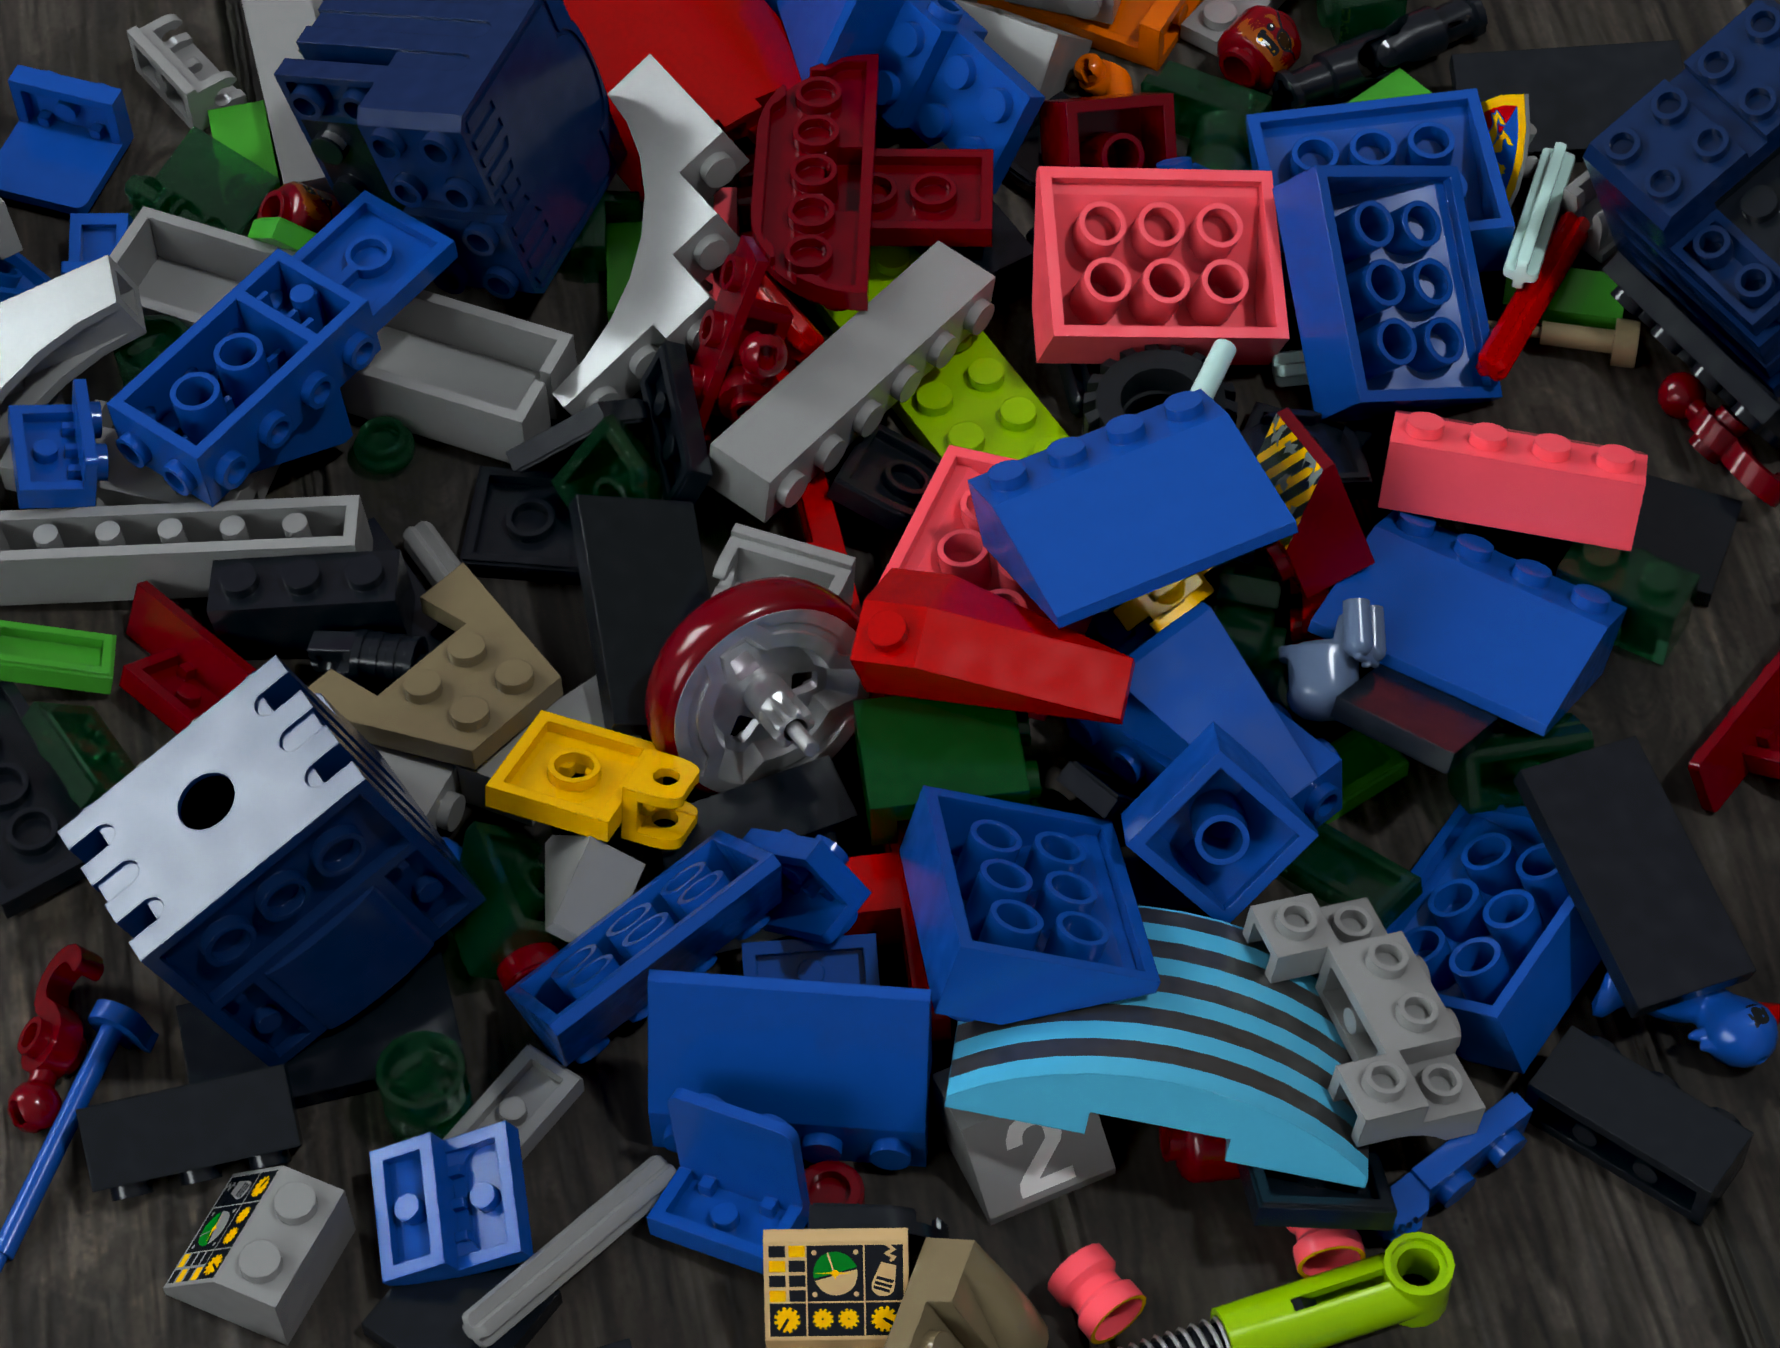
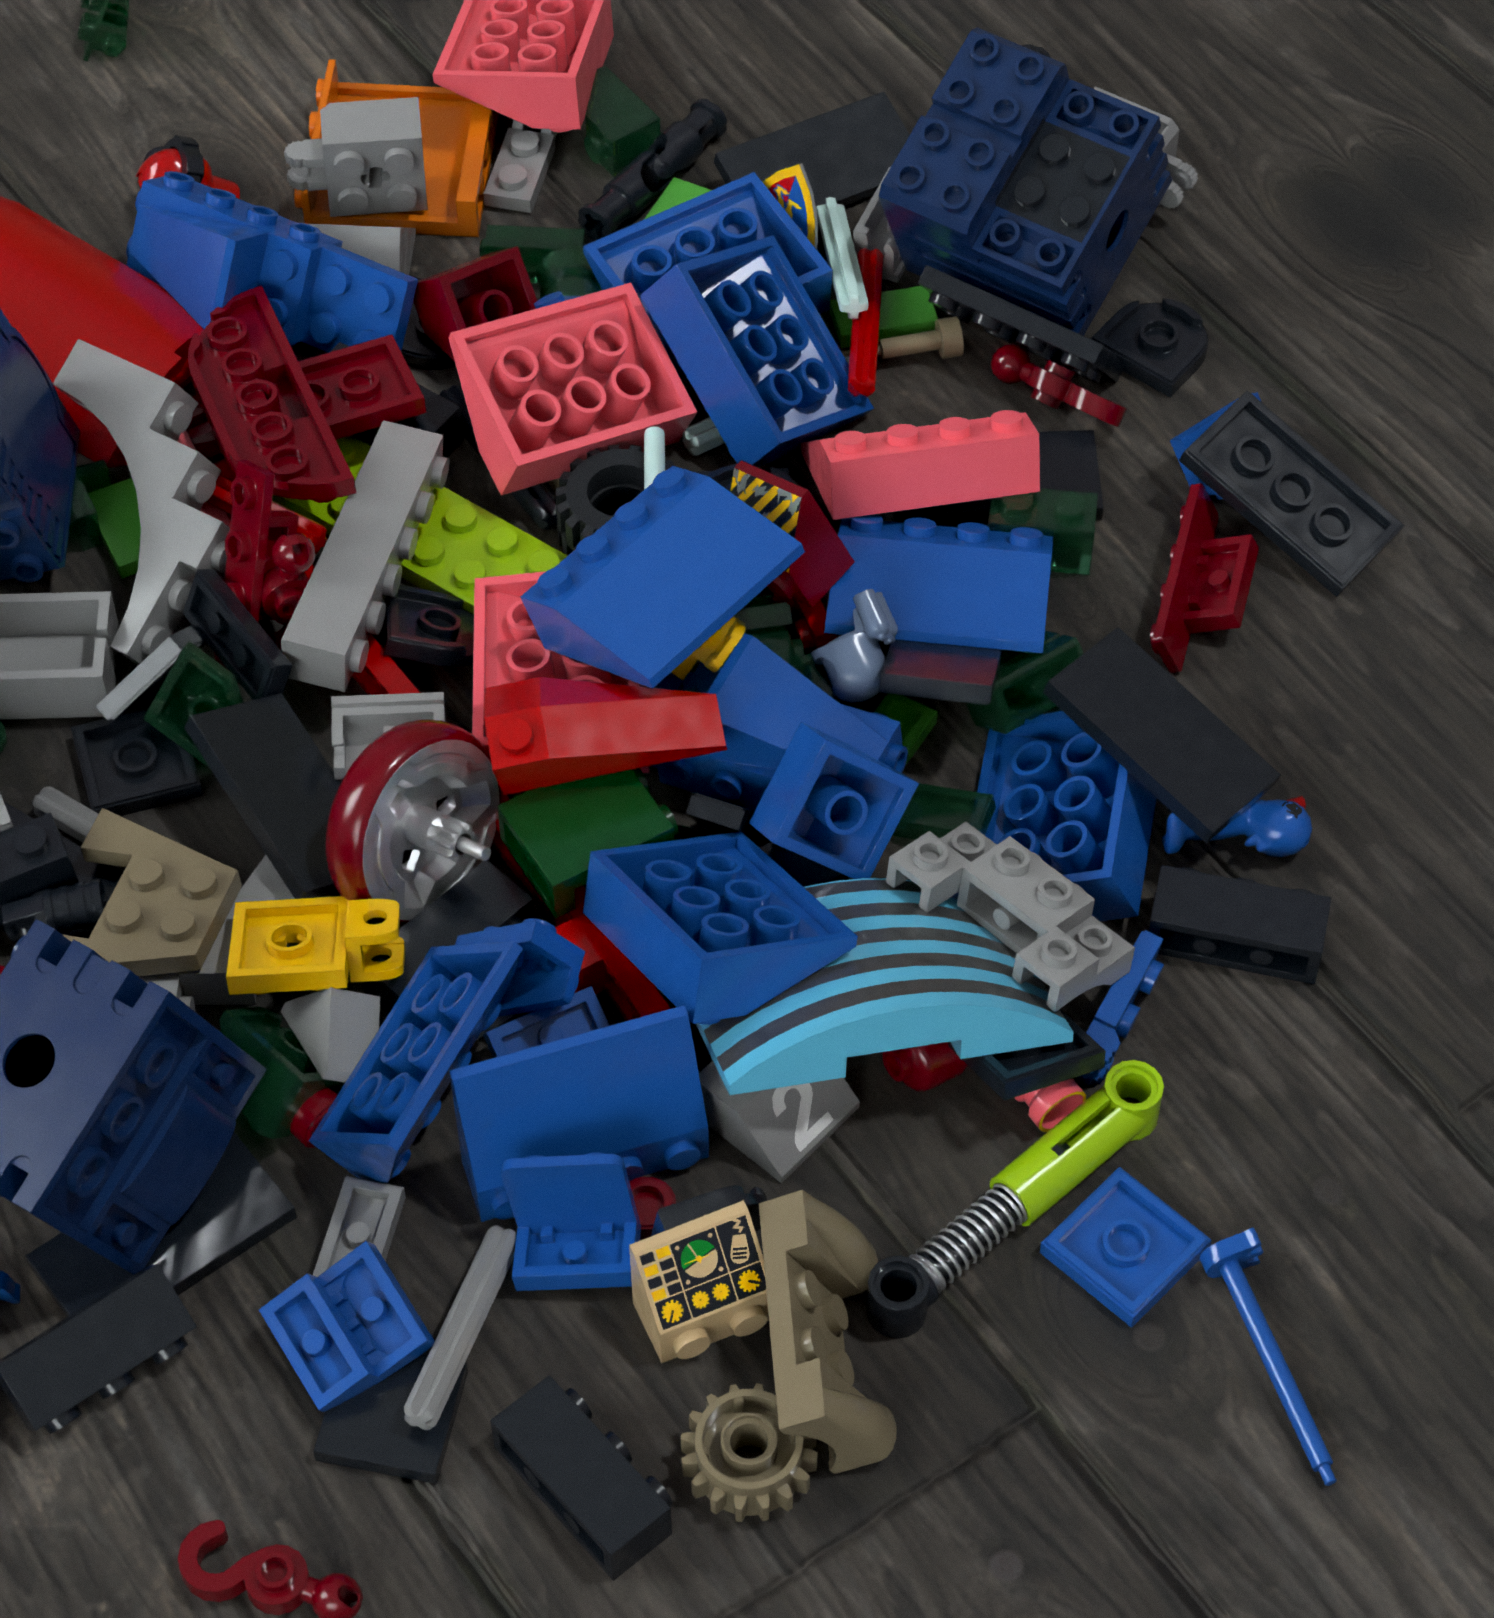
camera: 25 degrees left, 0 degrees up
(265, 1250) = (199, 1423): light grey slope -> none
(423, 1085) = (277, 1241): clear green wheel -> none
(1096, 1293) = (895, 1202): coral wheel -> none
(1102, 76) = (439, 254): orange arm -> none
(1258, 47) = (557, 193): dark red head -> none

